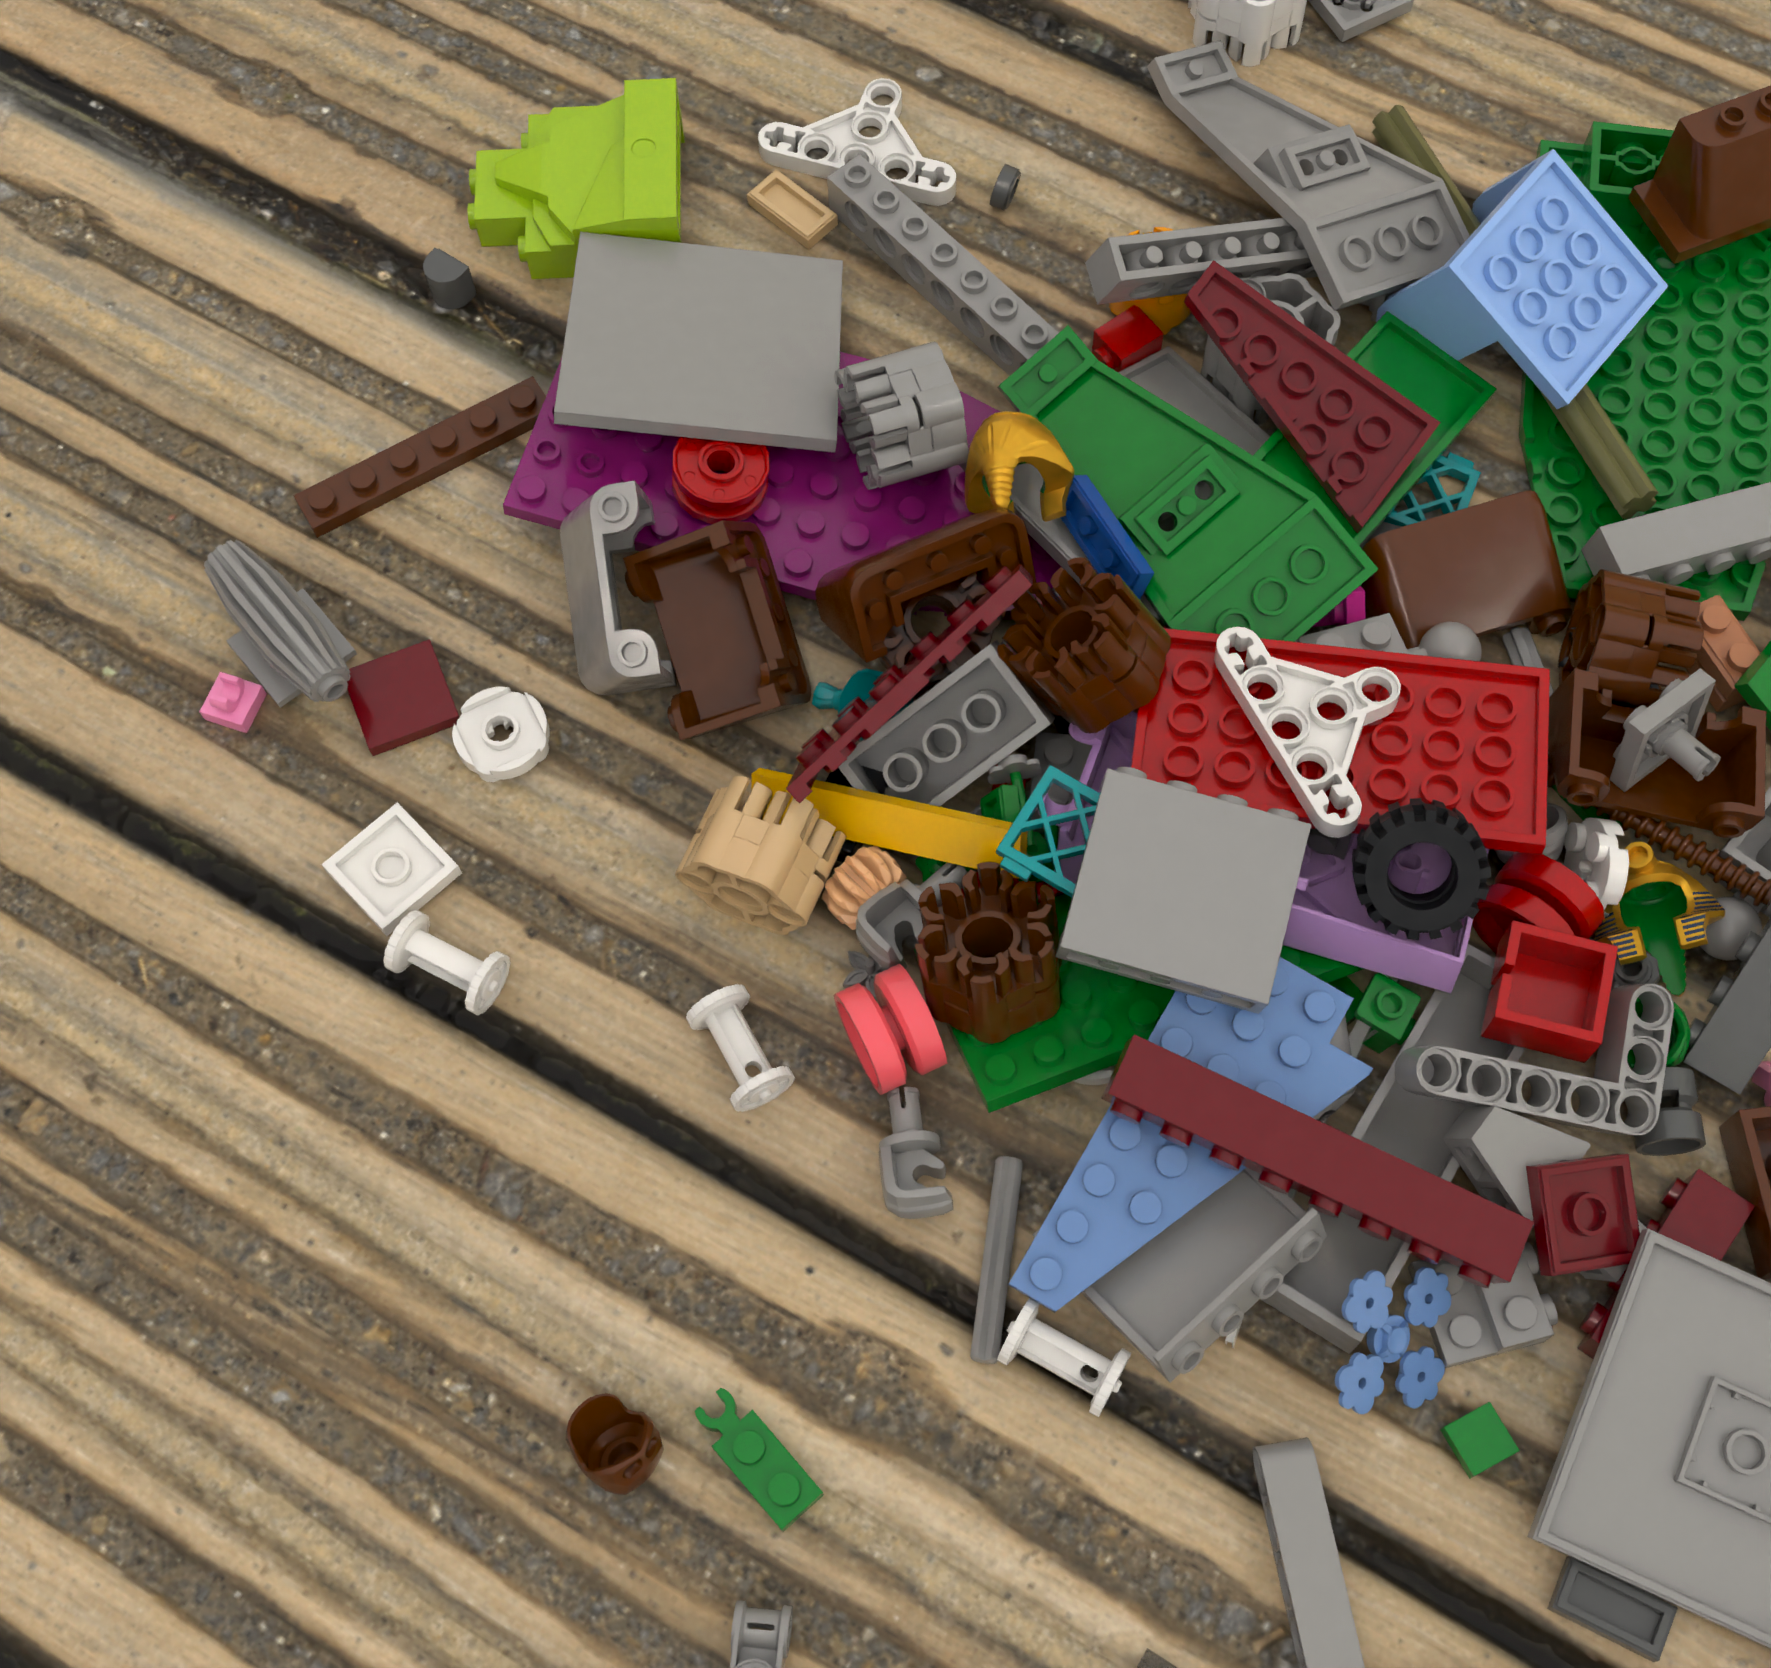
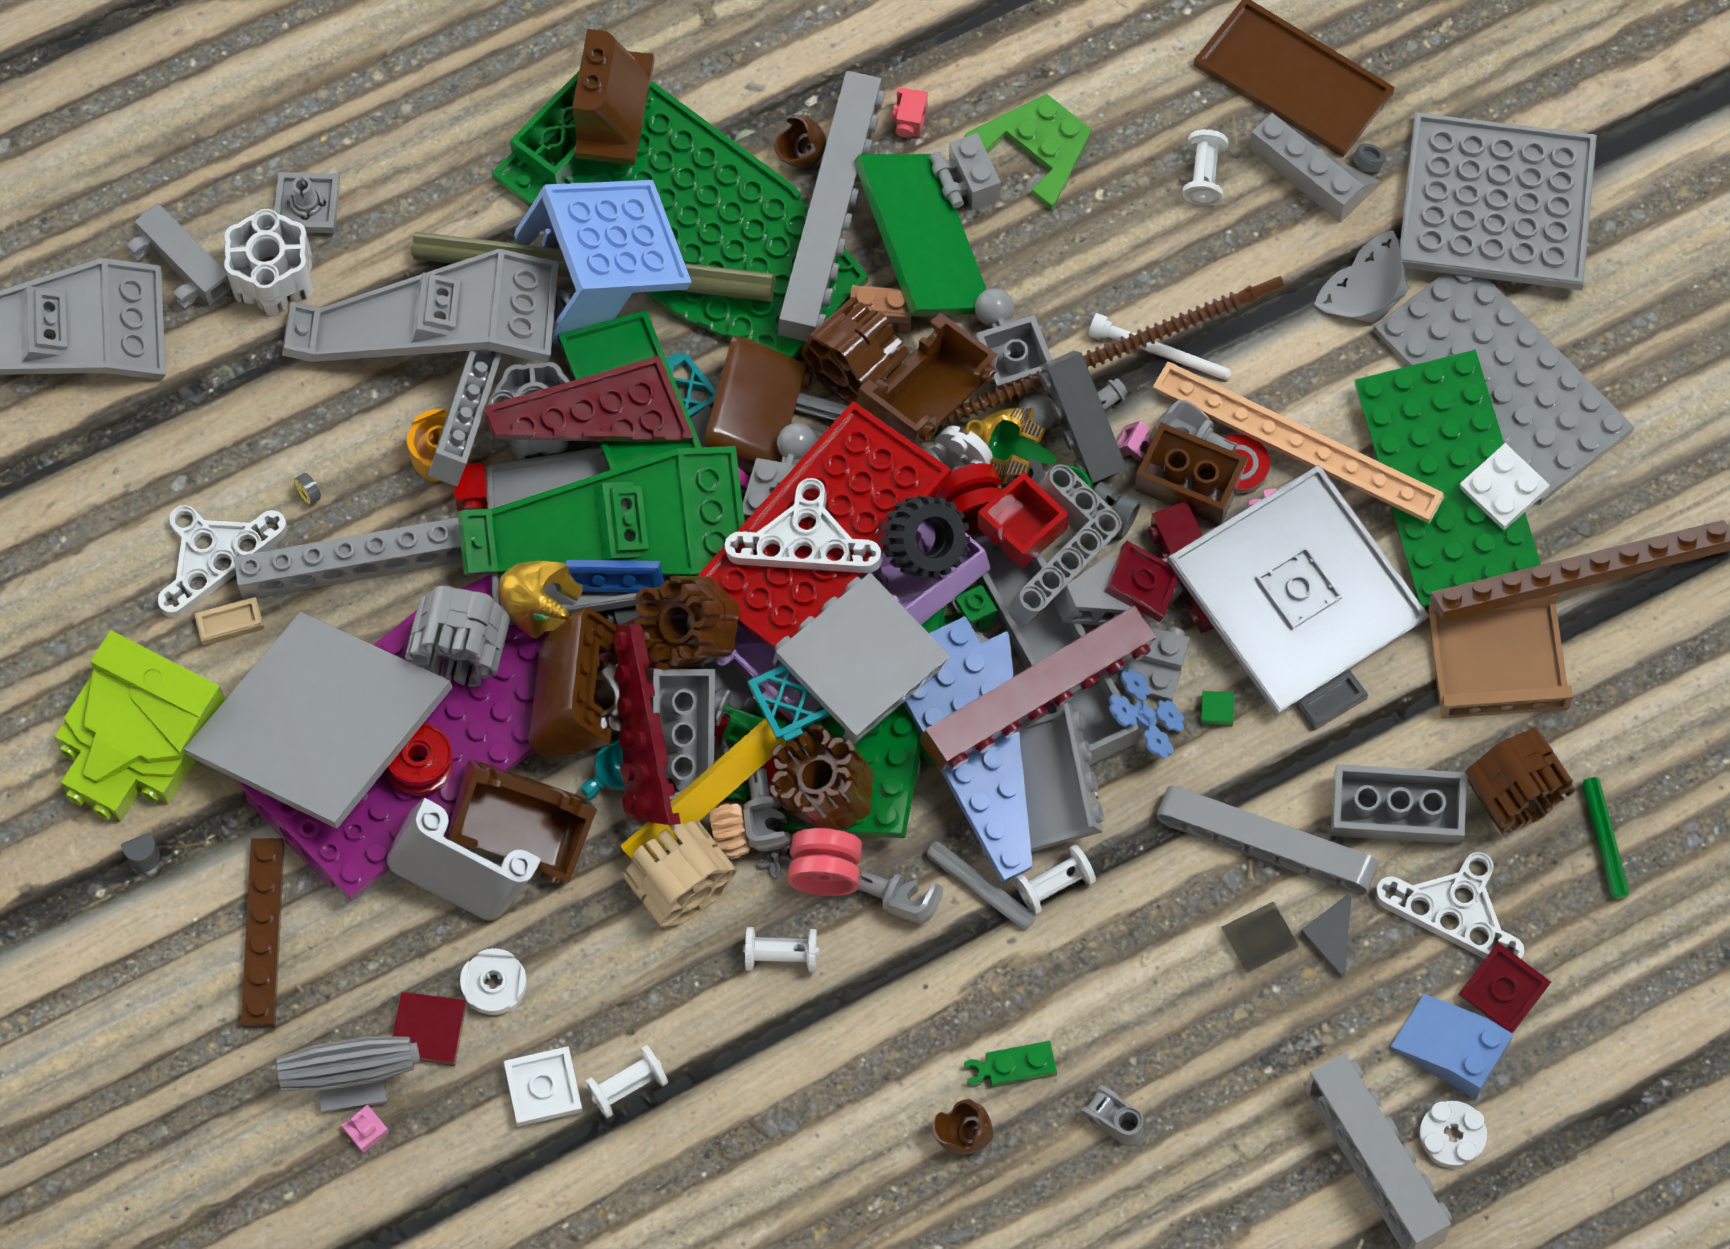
camera: 60 degrees left, 0 degrees up
(1666, 732) = (922, 369): light grey plate -> none

